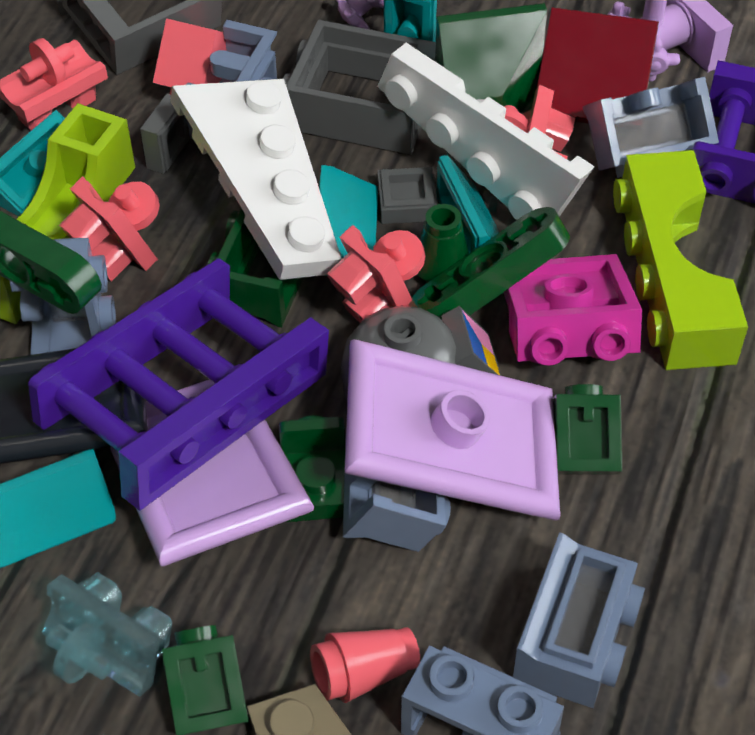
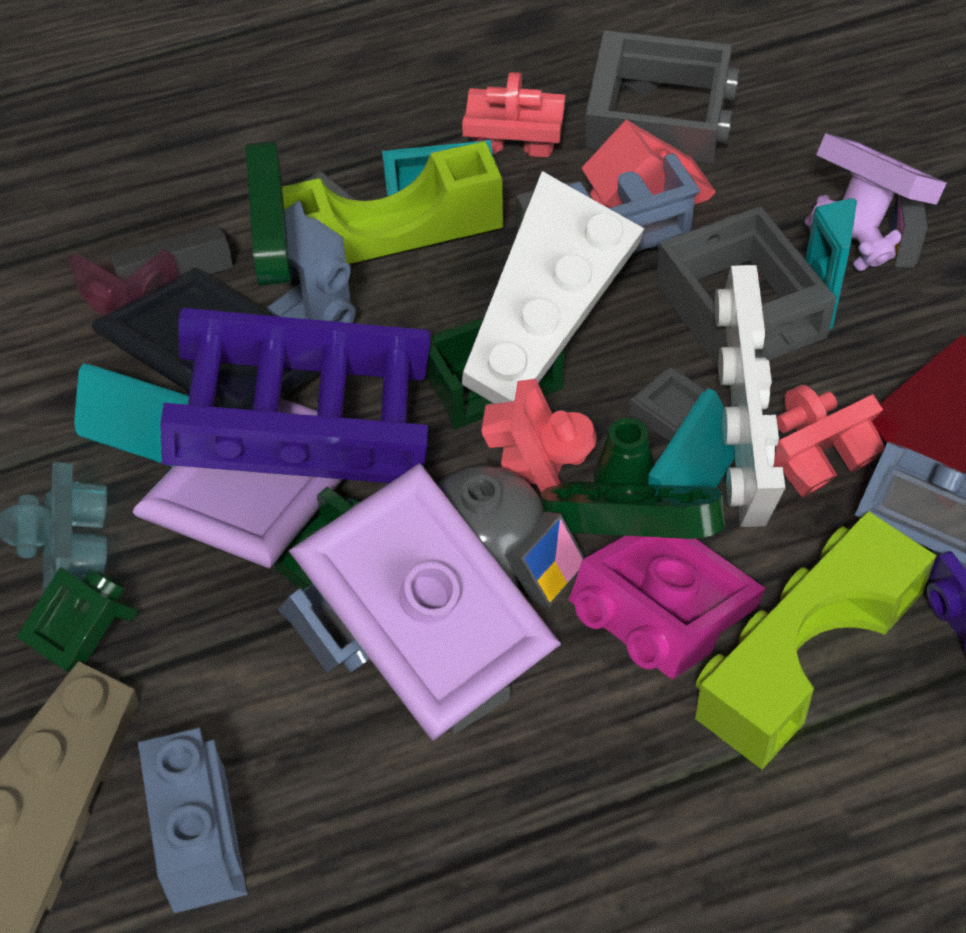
camera: 50 degrees right, 0 degrees up
(114, 224) = (414, 252): coral hips -> none
(349, 203) = (598, 378): teal slope -> none
(362, 660) = (177, 702): coral cone -> none
(494, 51) = (849, 342): slope -> none
(575, 622) = (346, 824): sand blue window -> none
(588, 431) = (545, 699): dark green bracket -> none

